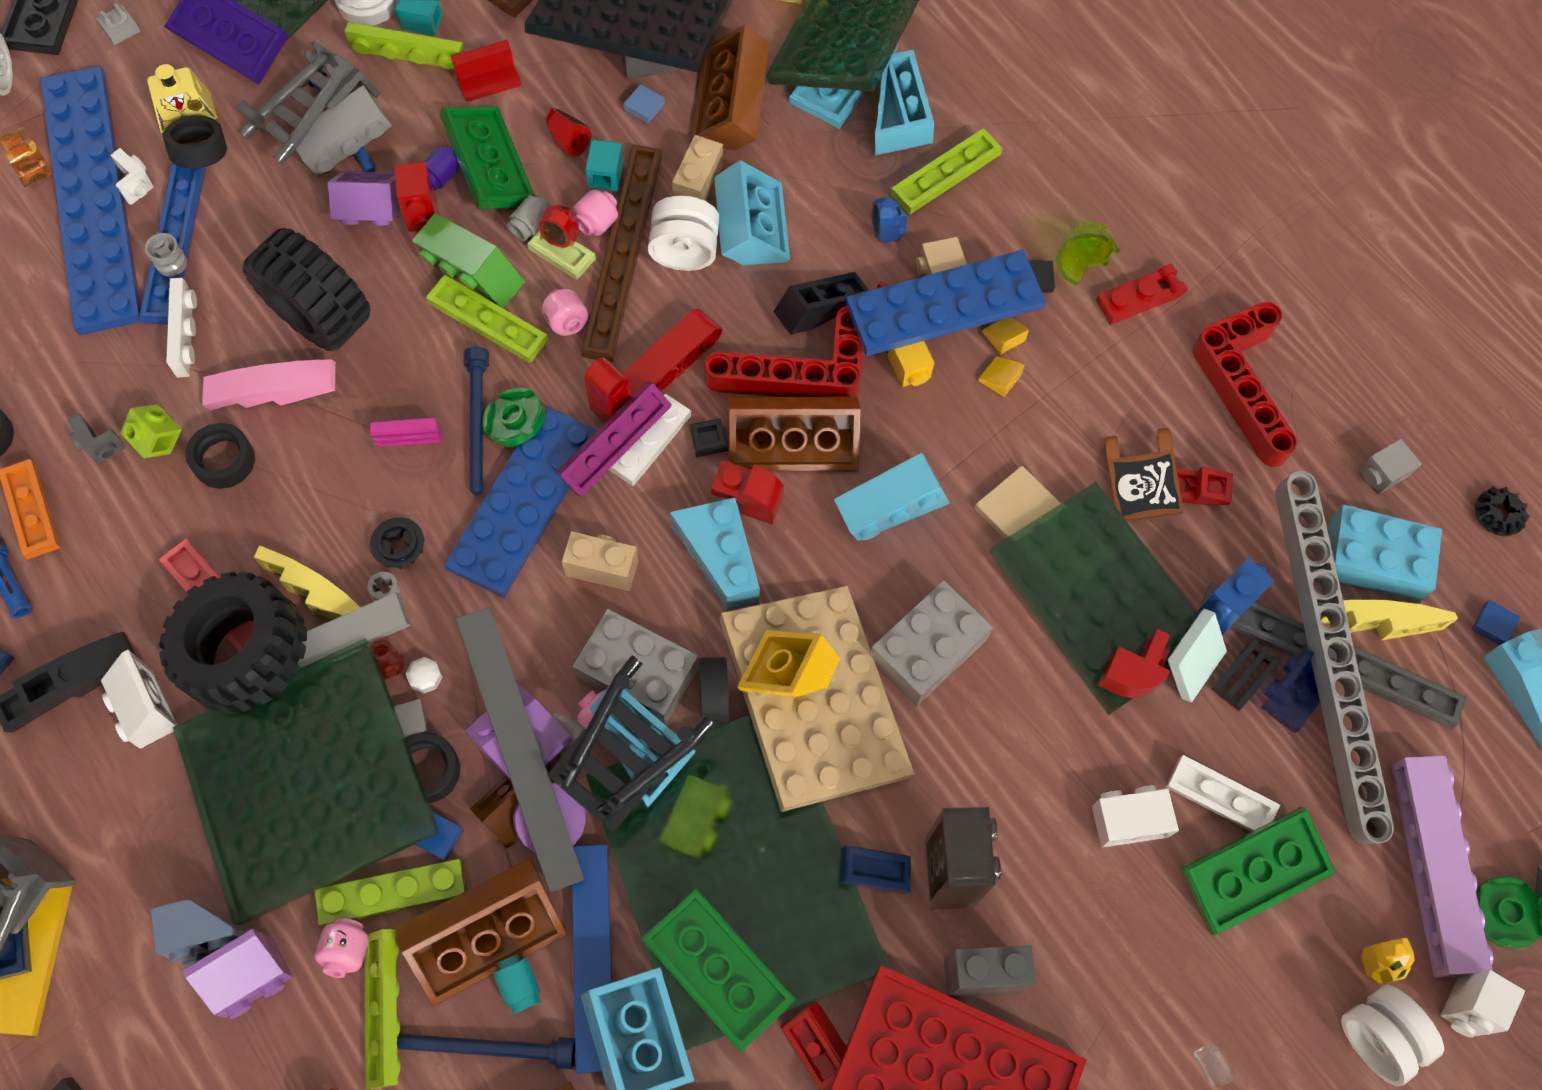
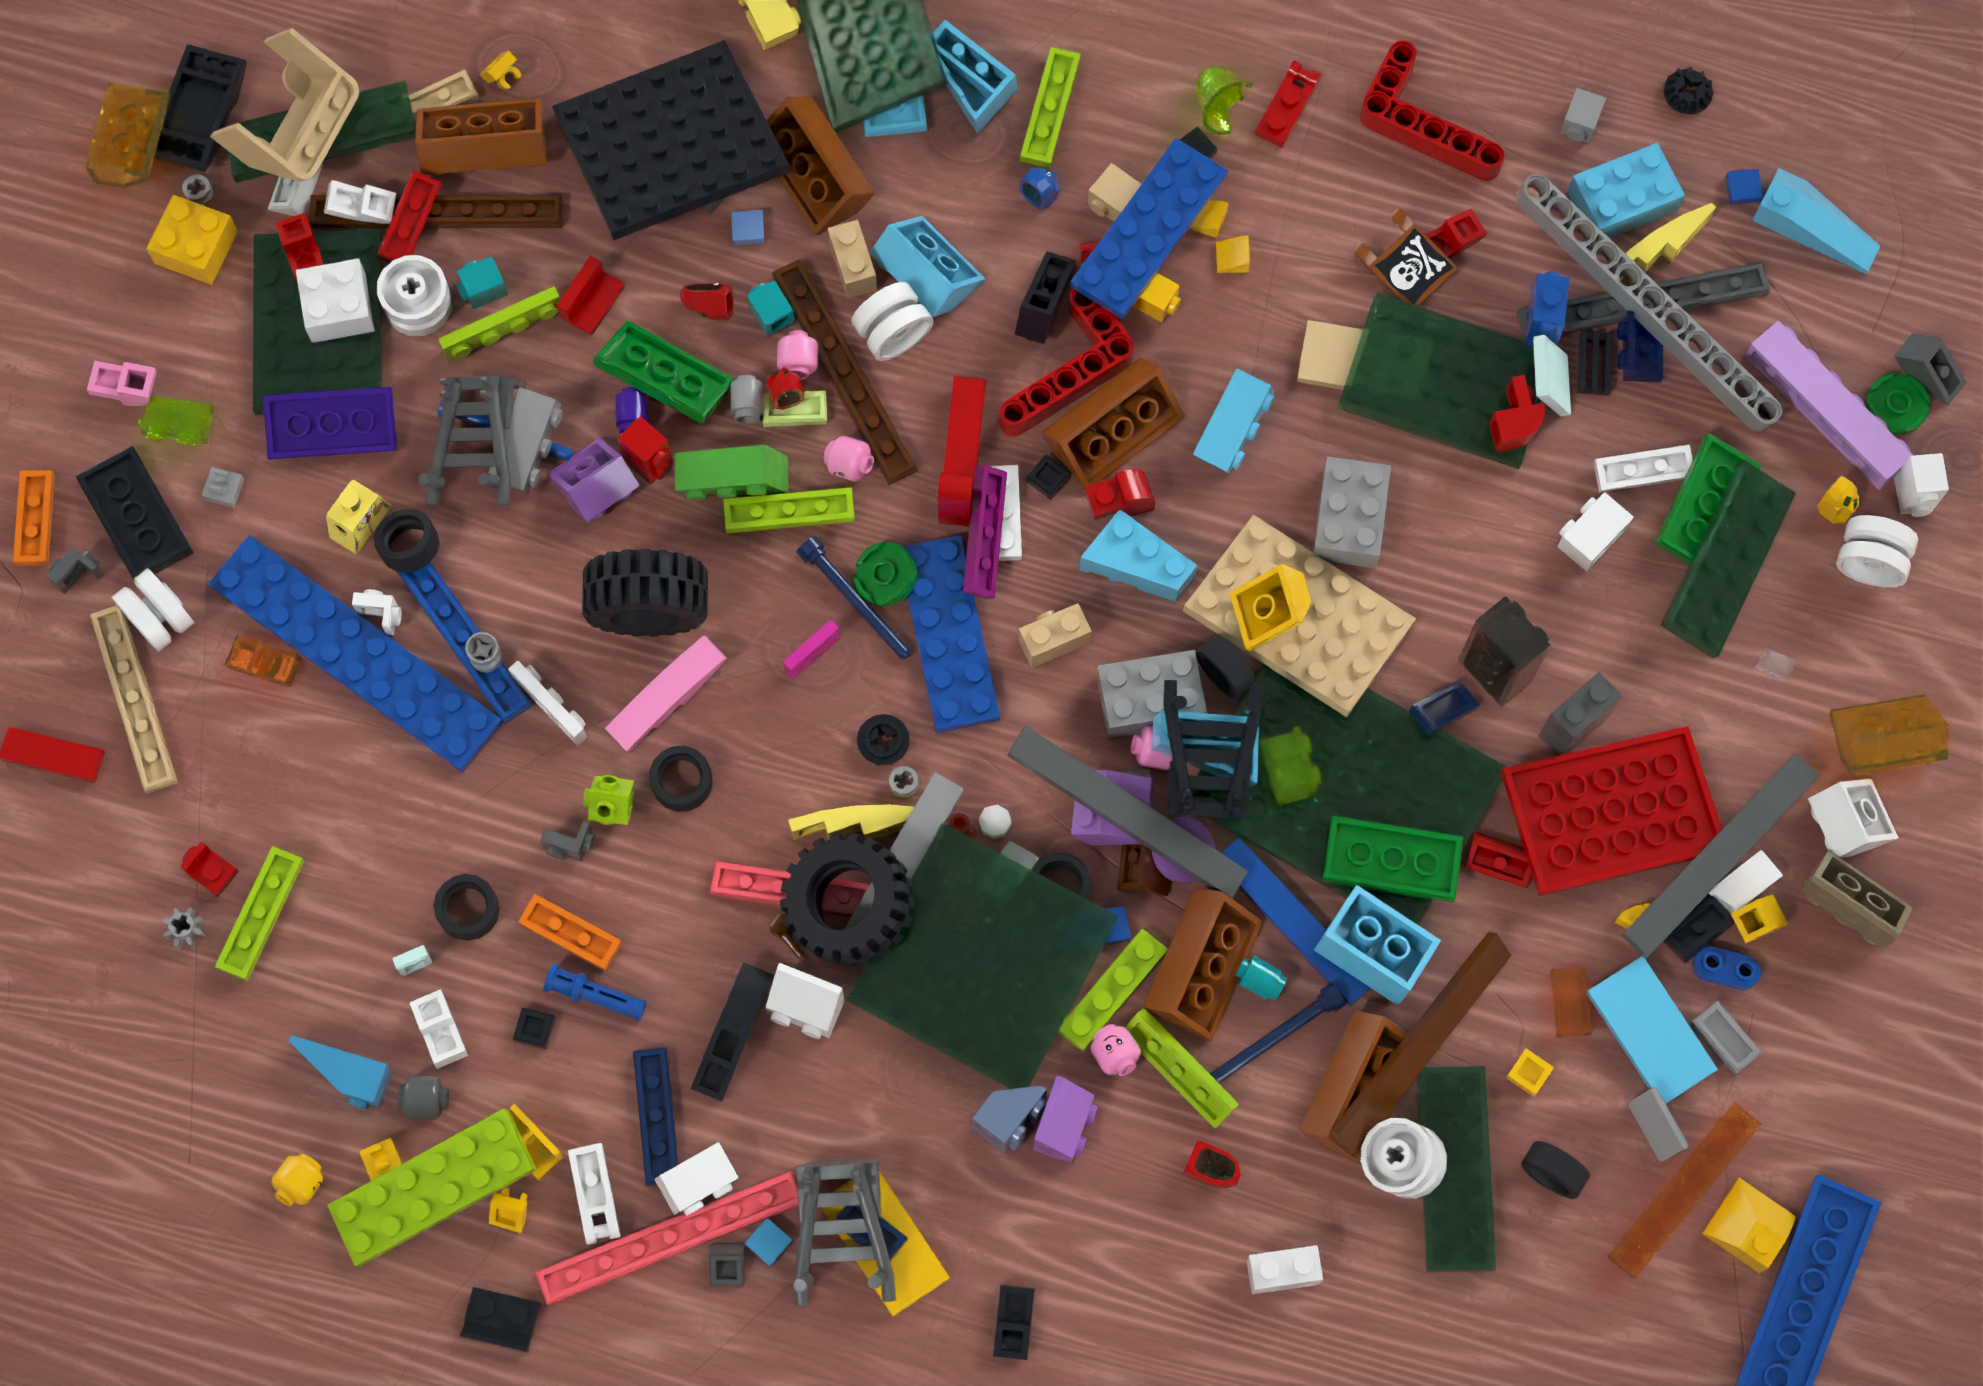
camera: 35 degrees left, 5 degrees up
(1240, 934) = (1728, 559): none -> clear green plate

